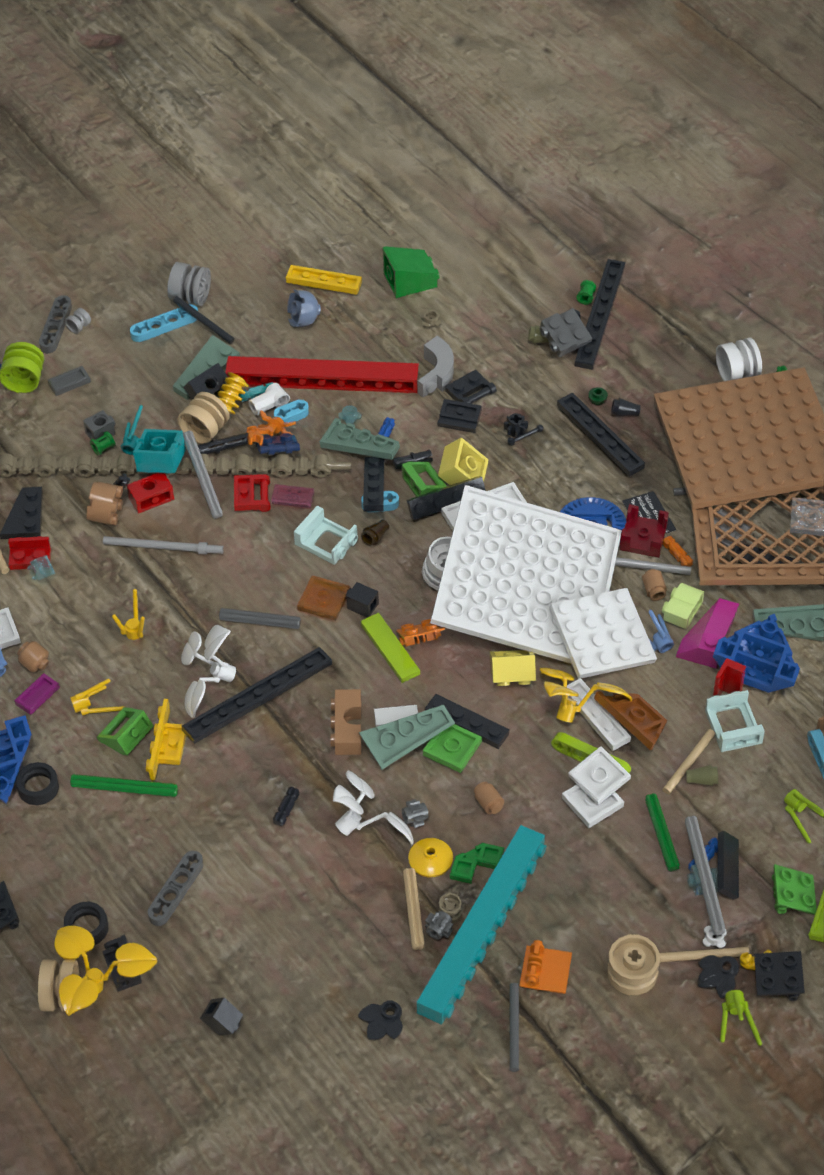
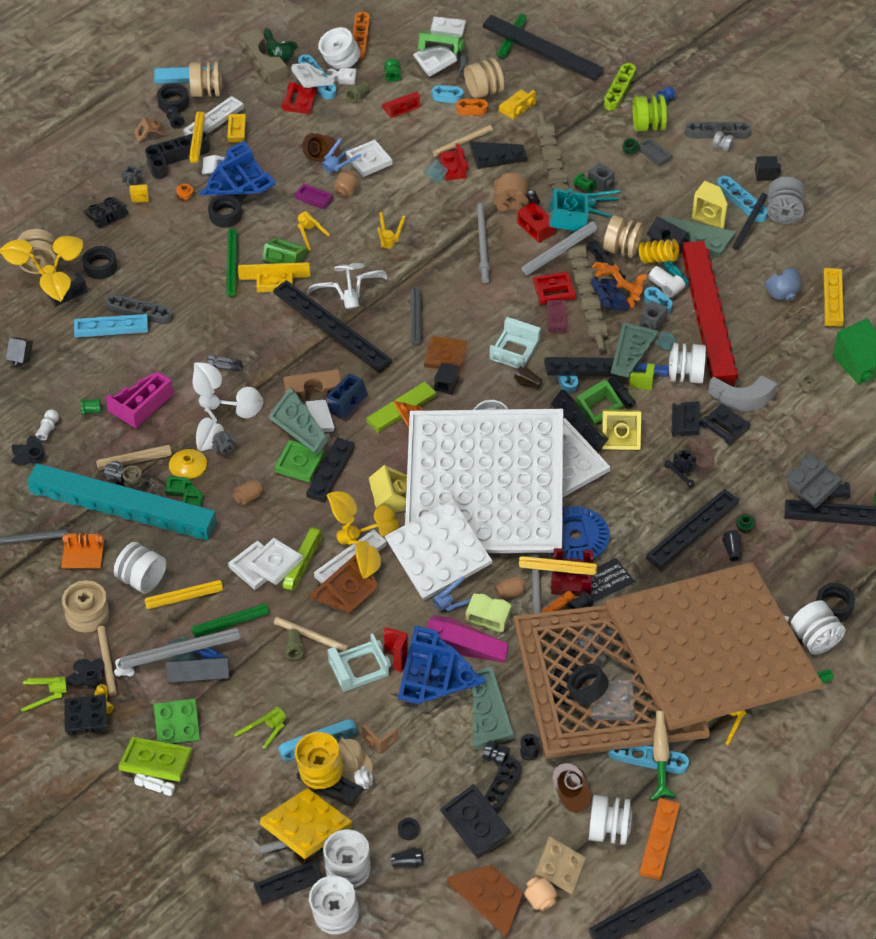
camera: 80 degrees right, 0 degrees up
(57, 392) = (630, 142): none -> dark green plate
(130, 294) = (767, 168): none -> black brick
(179, 341) = (710, 205): none -> light yellow slope
(198, 918) = (111, 325): none -> medium azure plate
(316, 417) = (653, 316): none -> dark grey brick
(326, 946) = (90, 406): none -> green bush
(334, 991) = (47, 424): none -> white pin
(335, 889) = (141, 400): none -> dark pink wedge
(373, 687) = (346, 396): none -> dark blue brick
(395, 395) = (687, 363): none -> white wheel
(399, 433) = (642, 380): none -> lime panel
(591, 903) = (140, 567): none -> white wheel
(621, 873) = (183, 594): none -> yellow axle
(637, 539) = (558, 565): none -> yellow axle
(681, 532) = (583, 601): none -> black bush
(701, 359) = (841, 591): none -> black tyre
(786, 516) = (595, 690): none -> black tyre

